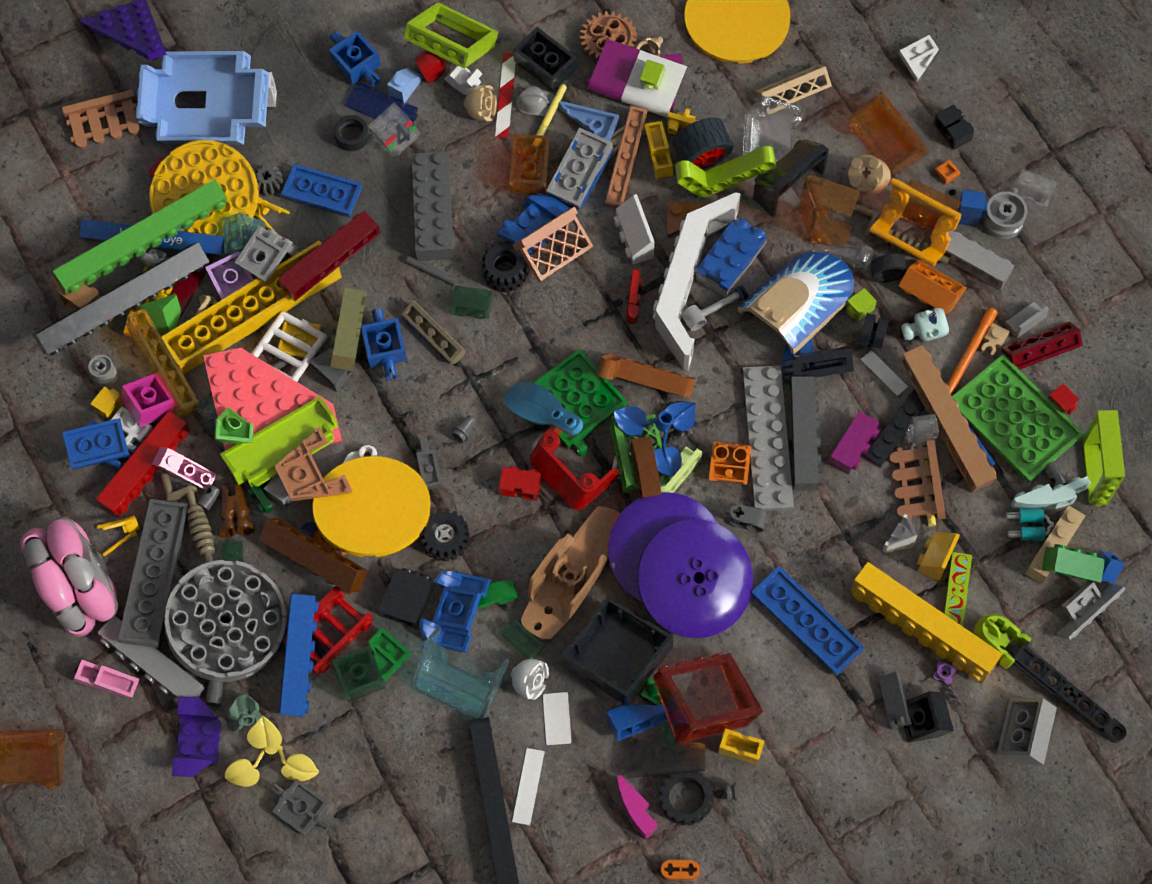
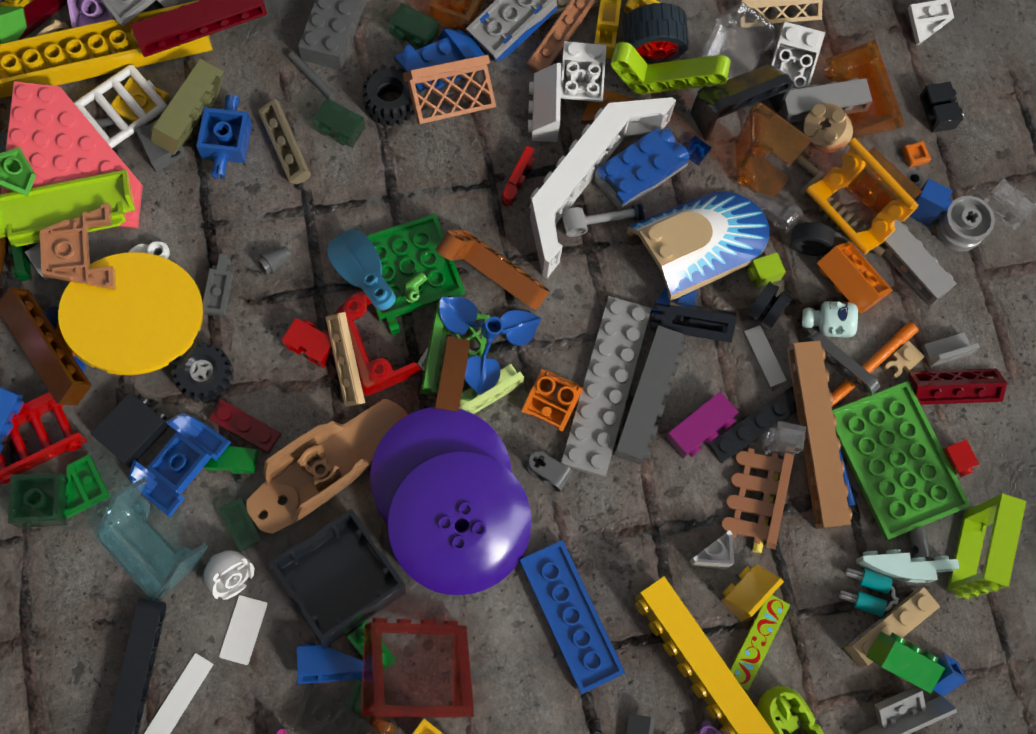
camera: 10 degrees right, 5 degrees up
(494, 566) = (245, 426): none -> dark red plate
(500, 203) = (413, 26): none -> clear green brick
(555, 485) = (345, 359): none -> tan tile
(585, 413) = (411, 289): none -> bright green arm
(655, 193) = (583, 71): none -> white slope
(770, 227) = (697, 150): none -> clear blue tile
(822, 122) = (797, 52): none -> white slope
(875, 143) = (850, 95): none -> light grey brick
(950, 358) = (846, 365): none -> dark grey beam

